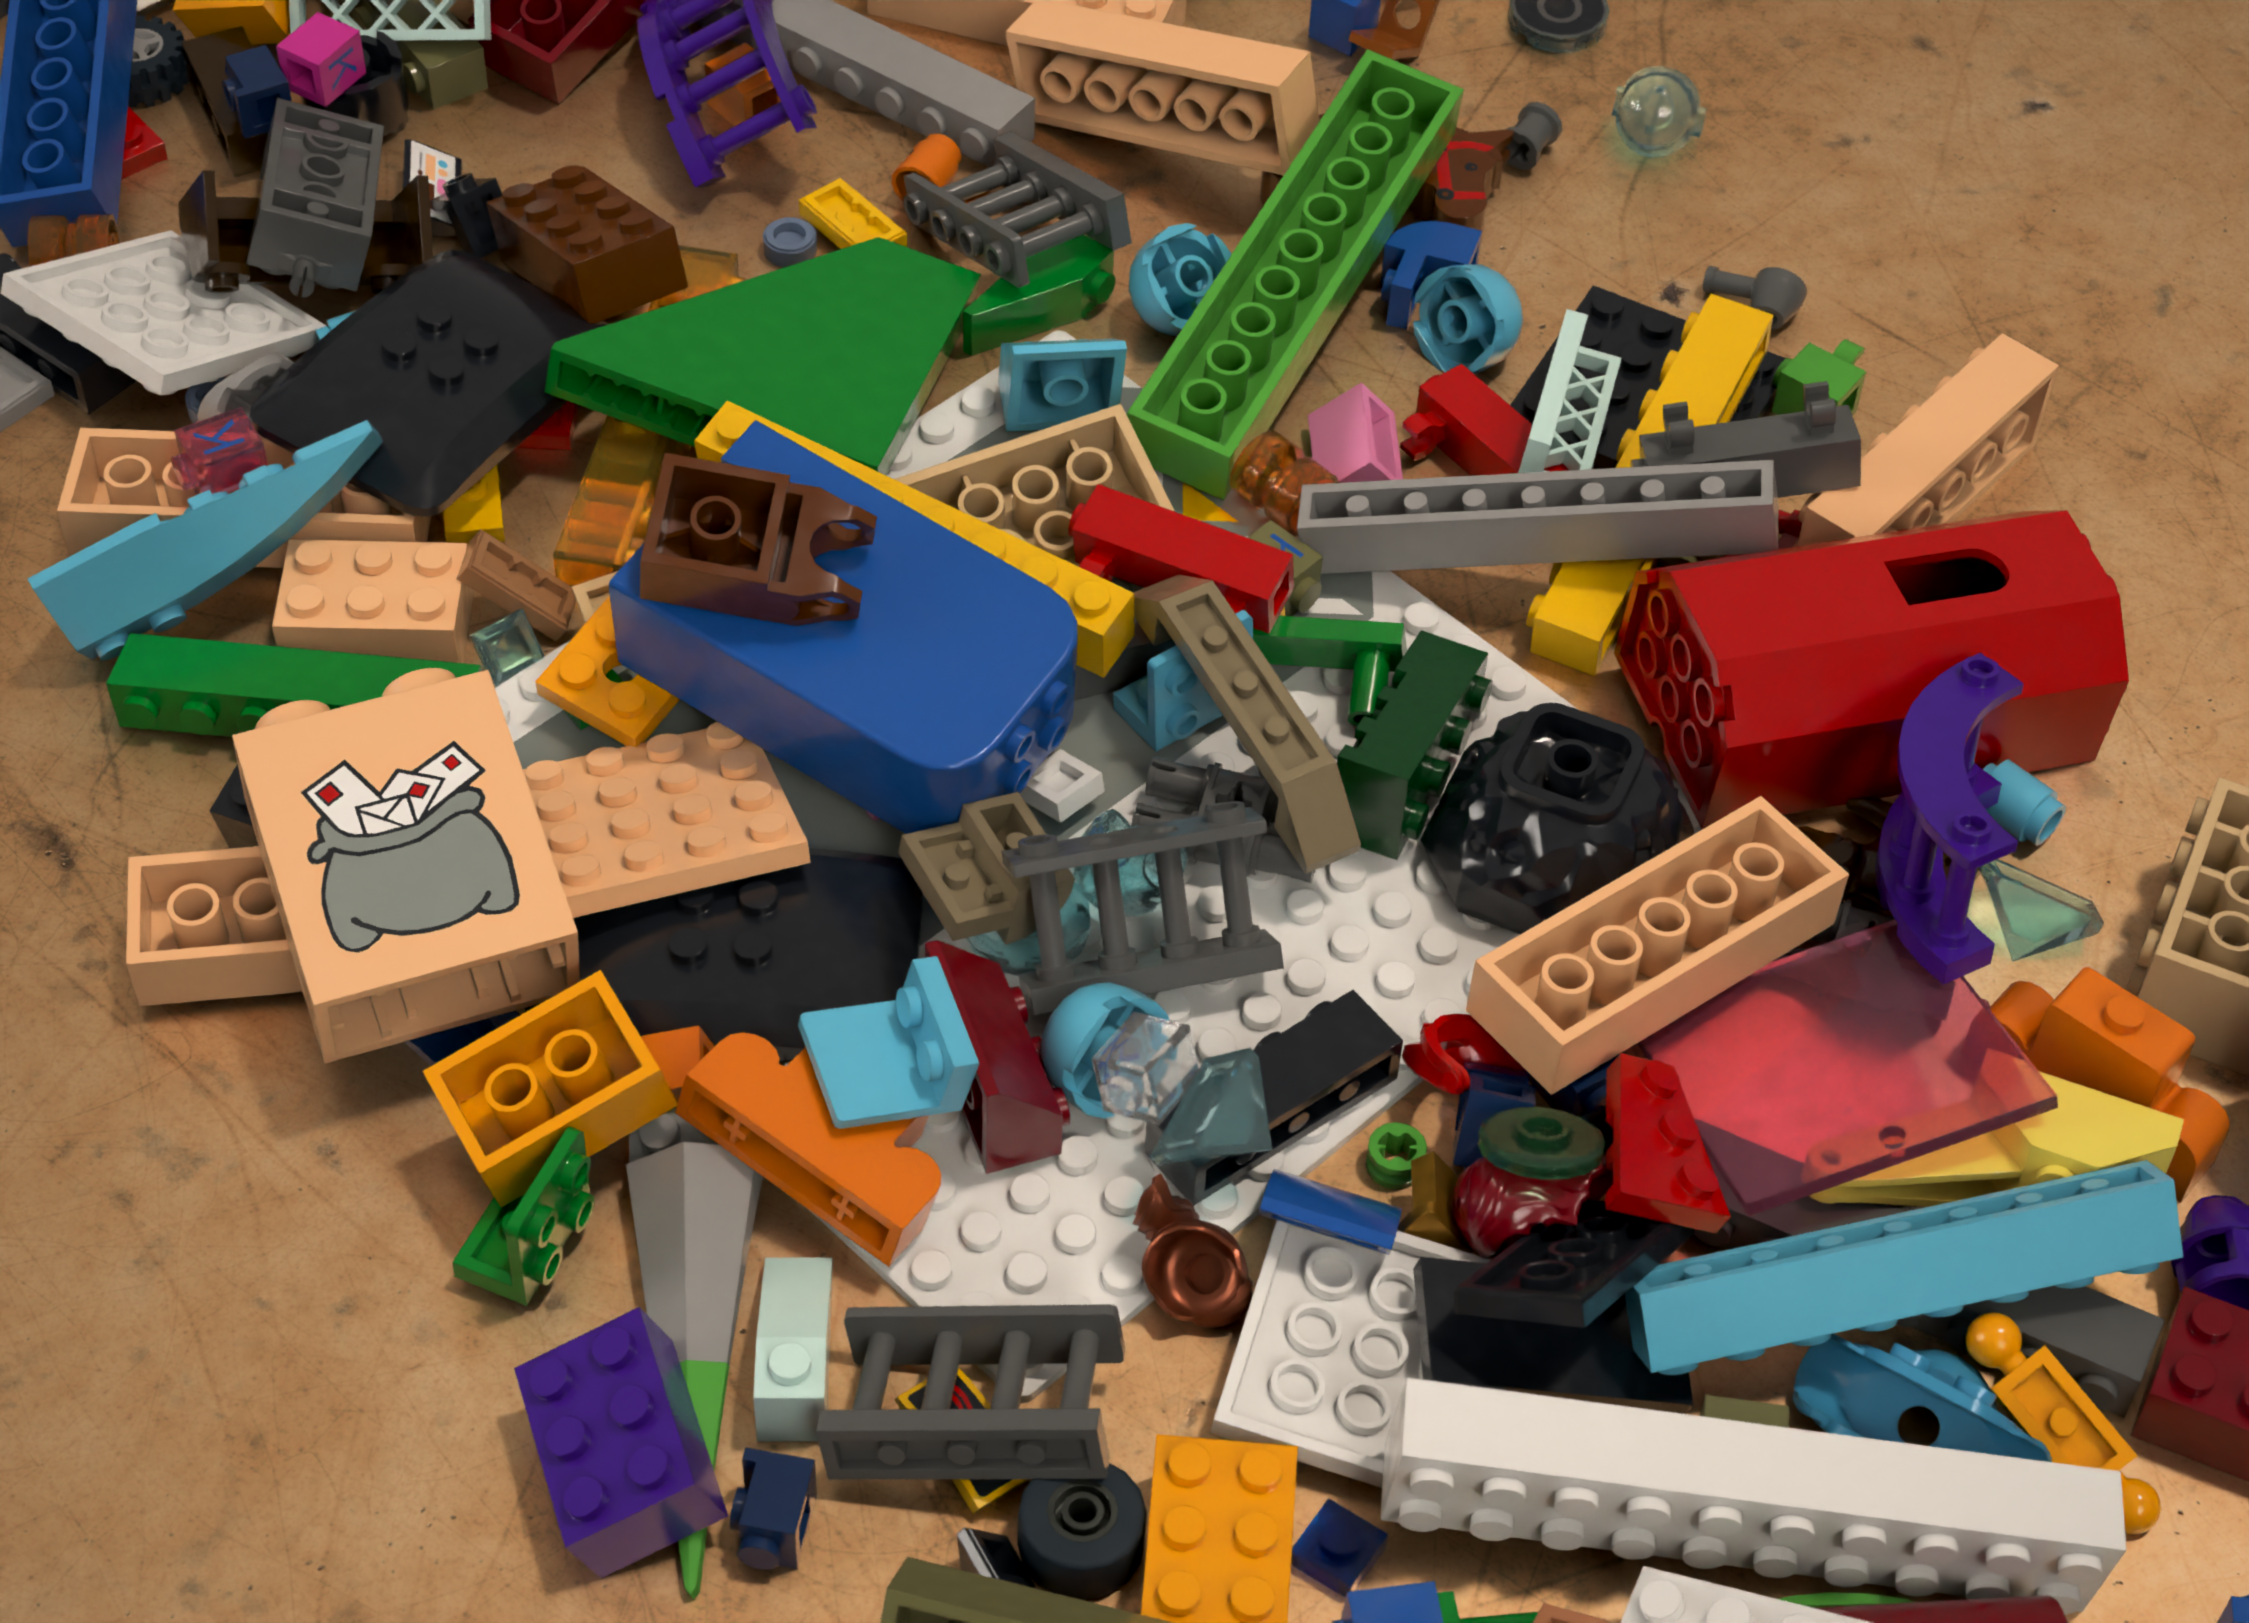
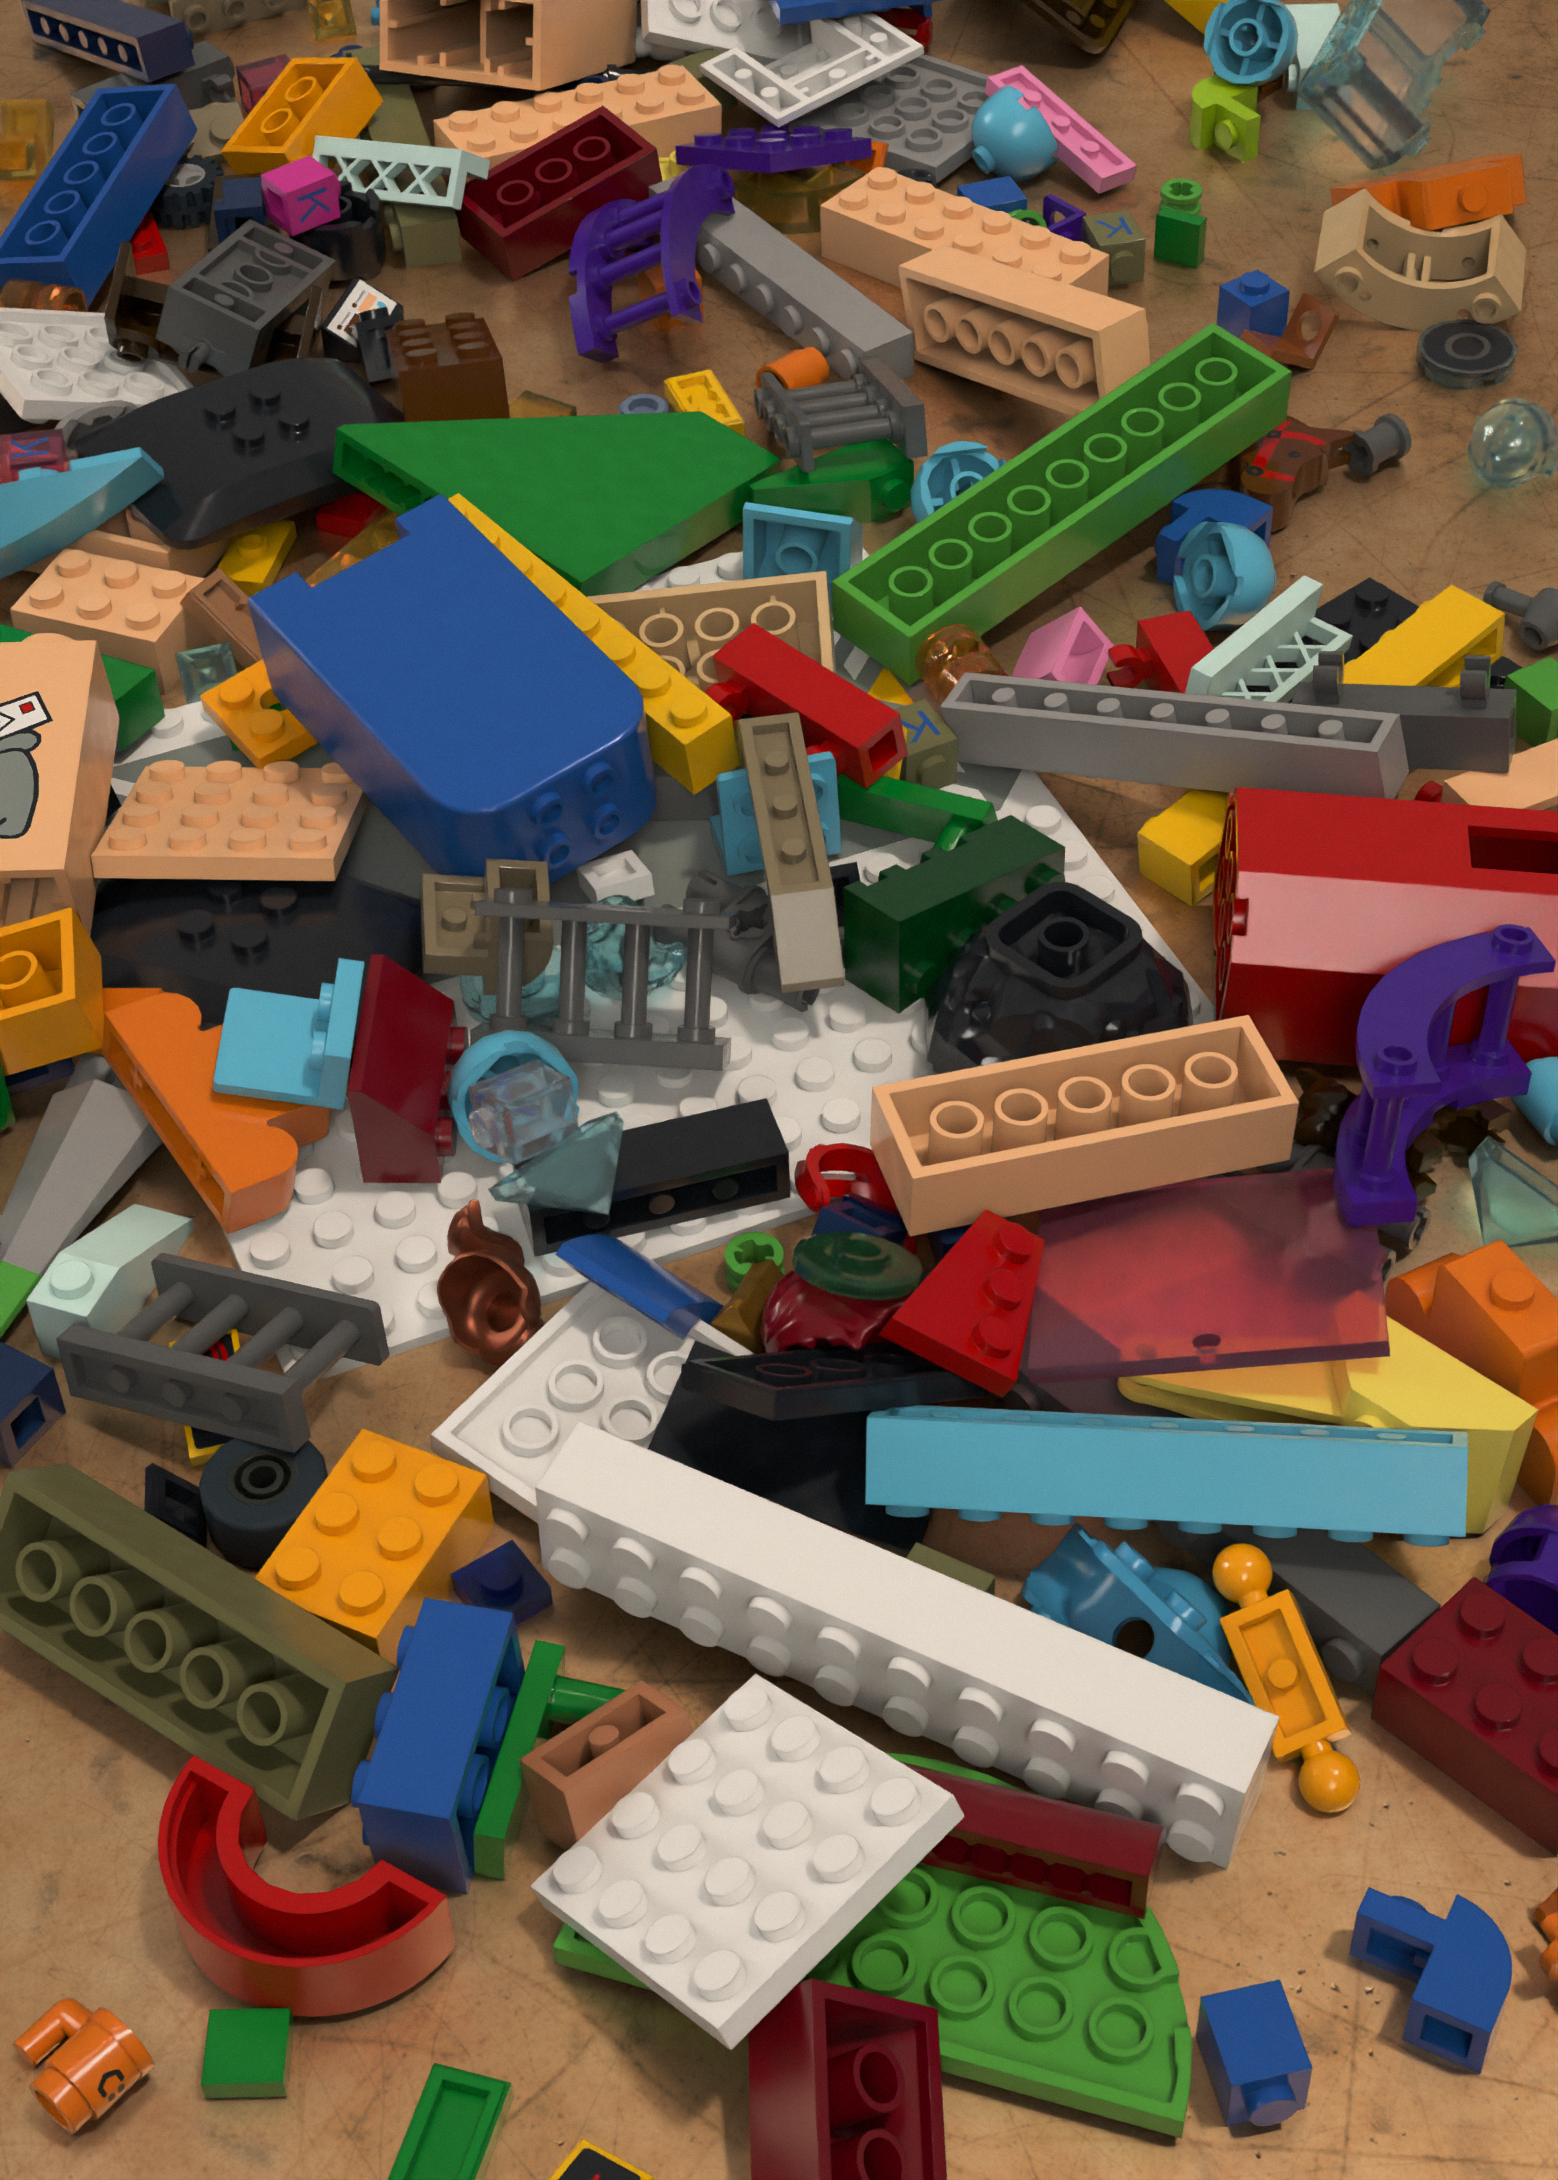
camera: 25 degrees right, 5 degrees down
(748, 543) = (362, 580): reddish brown brick -> none

